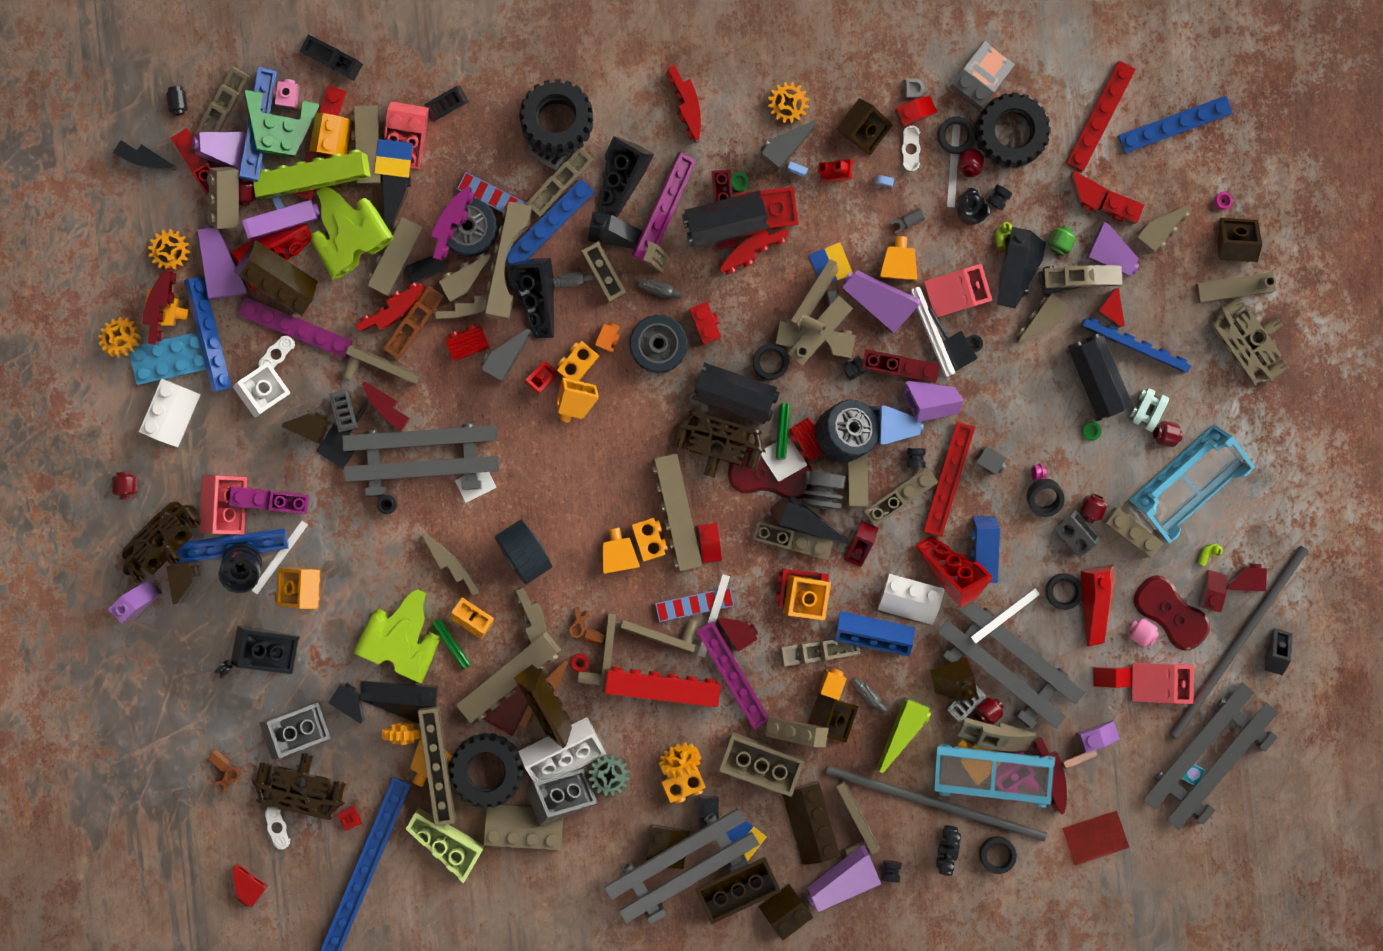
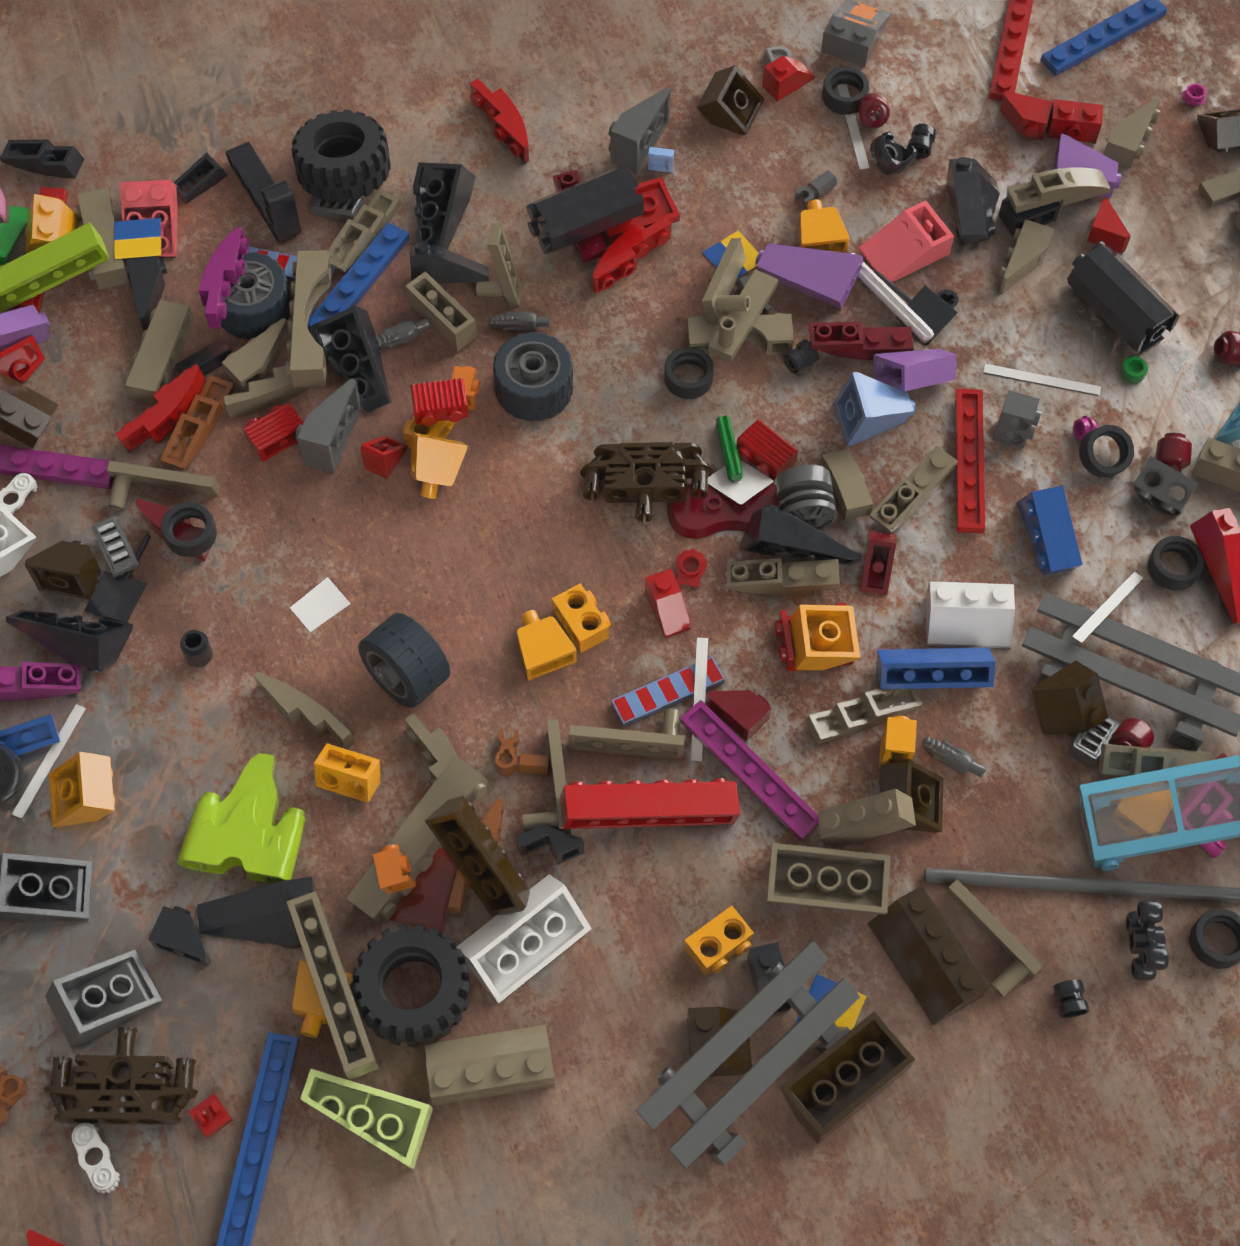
camera: 20 degrees left, 25 degrees down
(310, 476) = (78, 641): none -> black wedge
(349, 232) = (91, 334): lime rock -> none
(375, 471) = (172, 608): dark grey fence -> none
(381, 418) = (185, 511): none -> black tyre
(402, 733) = (270, 957): light orange gear -> none
(451, 644) = (324, 821): green axle -> none
(488, 700) = (393, 869): none -> orange brick
(492, 128) = (272, 199): none -> black beam
(561, 796) = (534, 999): dark grey slope -> none
(584, 658) = (520, 798): red plate -> none
(586, 356) = (439, 401): none -> red brick
(599, 698) = (563, 845): none -> black slope
(600, 774) = (590, 954): sand green gear -> none
(665, 204) = (507, 212): magenta plate -> none
(678, 512) = (613, 576): dark tan brick -> none
(680, 760) = (704, 902): light orange gear -> none
(705, 323) = (589, 344): red brick -> none
(732, 517) = (690, 567): none -> red animal
(735, 393) = (652, 410): black brick -> none
(786, 912) = (931, 1099): dark brown slope -> none
(794, 113) = (628, 92): light orange gear -> none
(836, 170) = (710, 150): red hips -> none
(845, 880) = (1007, 1025): medium lavender slope -> none
(847, 430) = (815, 419): black wheel -> none
(884, 181) = (773, 152): light blue tile -> none
(907, 724) = (1023, 767): lime slope -> none
(911, 136) = (791, 105): white piece -> none
(916, 457) = (917, 444): black wheel -> none
(957, 575) = (1023, 564): red wedge -> none
(1001, 234) = (938, 180): lime arm -> none
(1023, 422) = (1042, 379): none -> white sticker
(1034, 116) = (919, 44): black tyre -> none
(1062, 240) = (1015, 169): bright green head -> none
(1128, 341) = (1165, 261): blue plate -> none
(1146, 398) = (1188, 333): light aqua brick -> none

